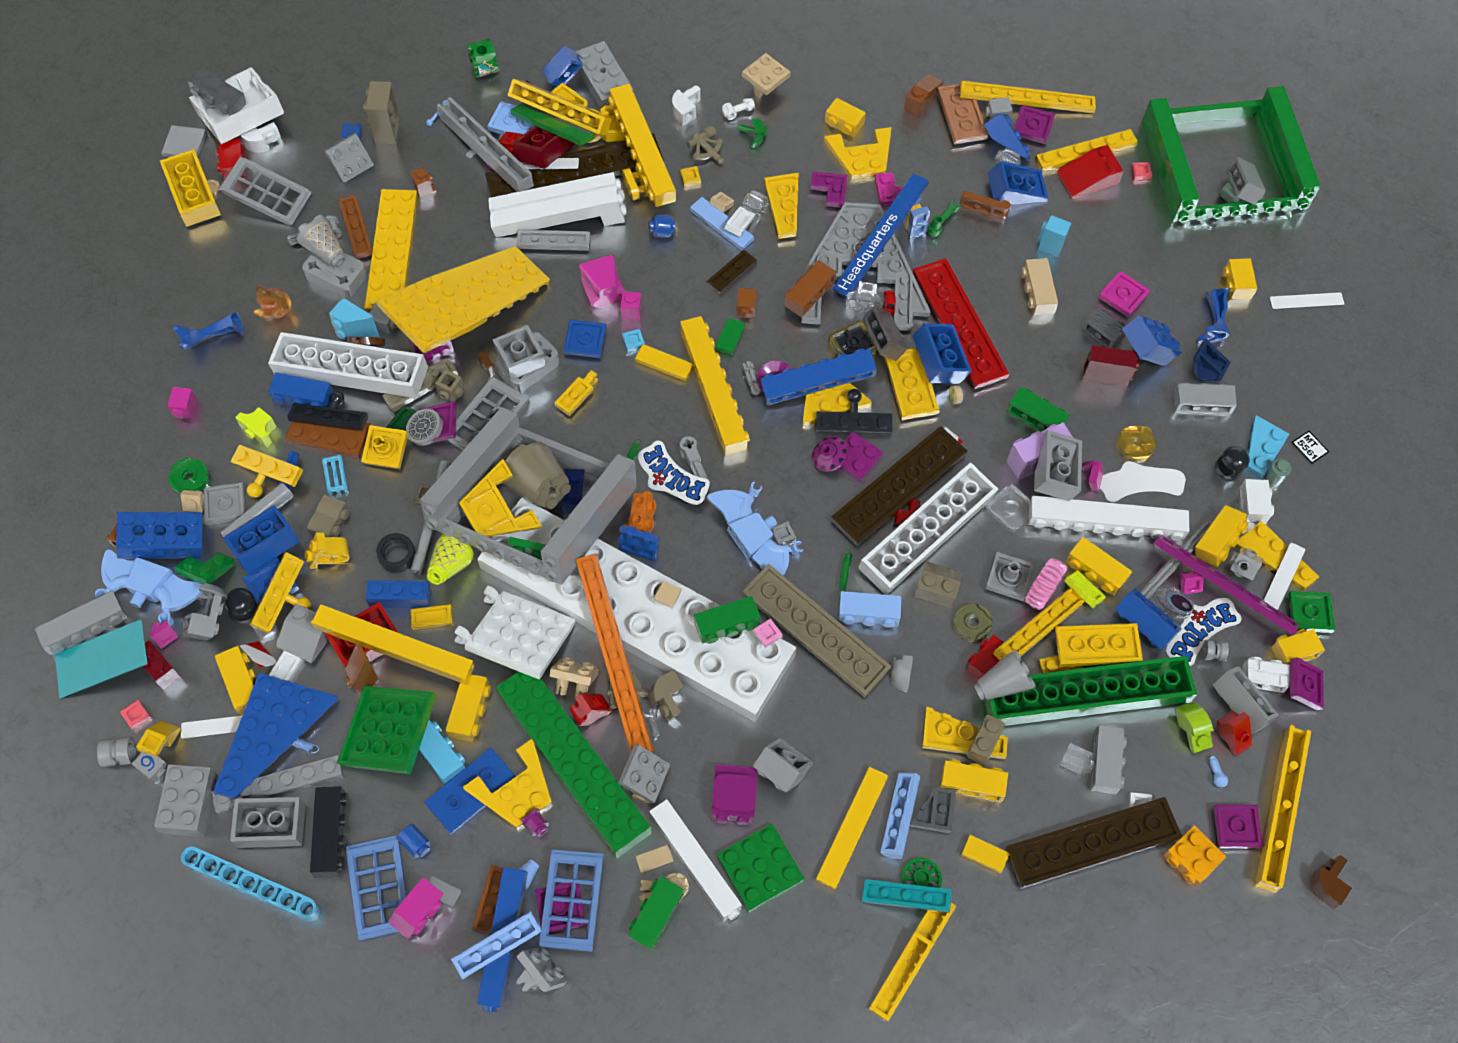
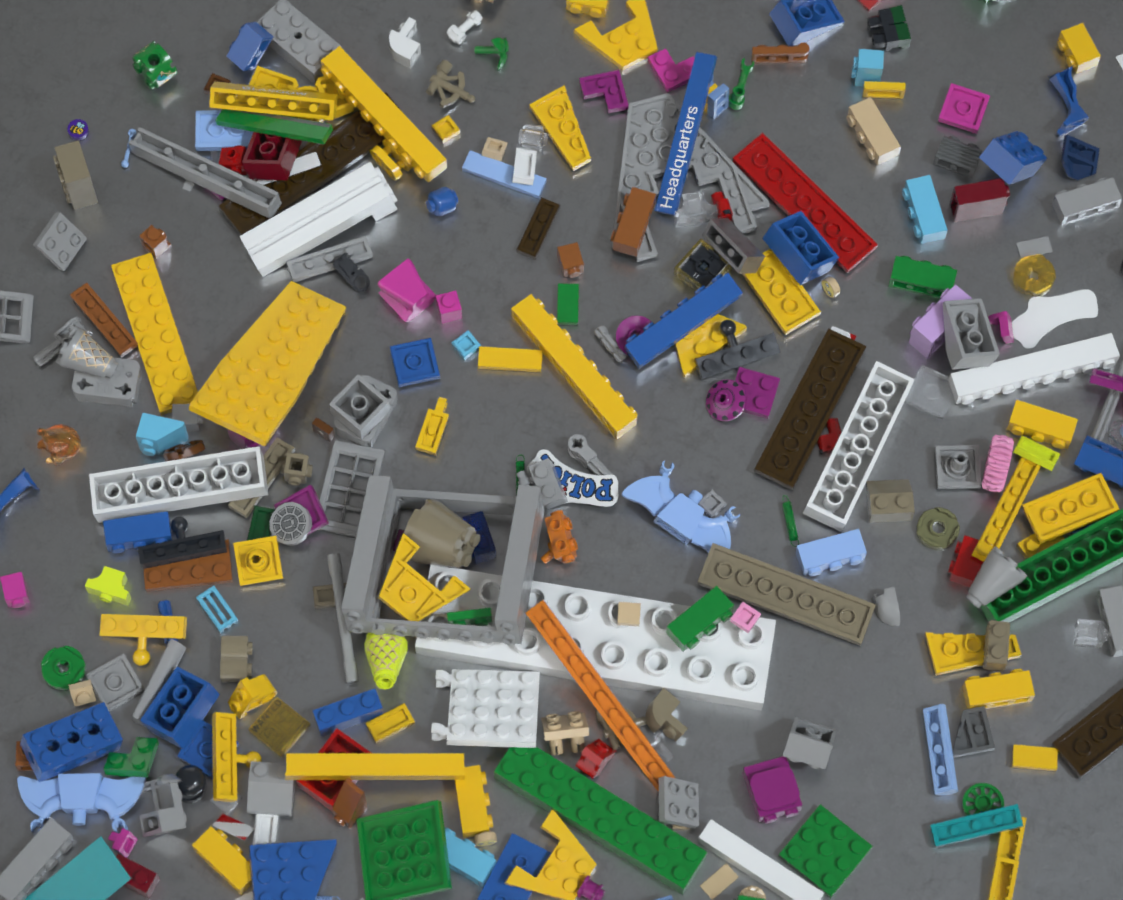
camera: 20 degrees left, 5 degrees up
(338, 586) = (279, 727): none -> clear yellow tile
(349, 129) = (42, 206): blue tile -> none
(389, 540) = (317, 654): black tyre -> none
(406, 88) = (78, 129): none -> dark purple tile
(464, 743) = (485, 839): none -> tan tile
(564, 253) = (350, 271): none -> black piece
(639, 542) = (571, 568): blue plate -> none
(649, 467) = (546, 477): none -> light grey brick
(851, 828) = (898, 779): yellow tile -> none
(1060, 360) = (924, 209): none -> medium azure brick
(1061, 258) = (884, 89): none -> yellow tile
(1086, 214) = (892, 28): none -> black hips
(1151, 422) = (1034, 247): none -> light grey sticker

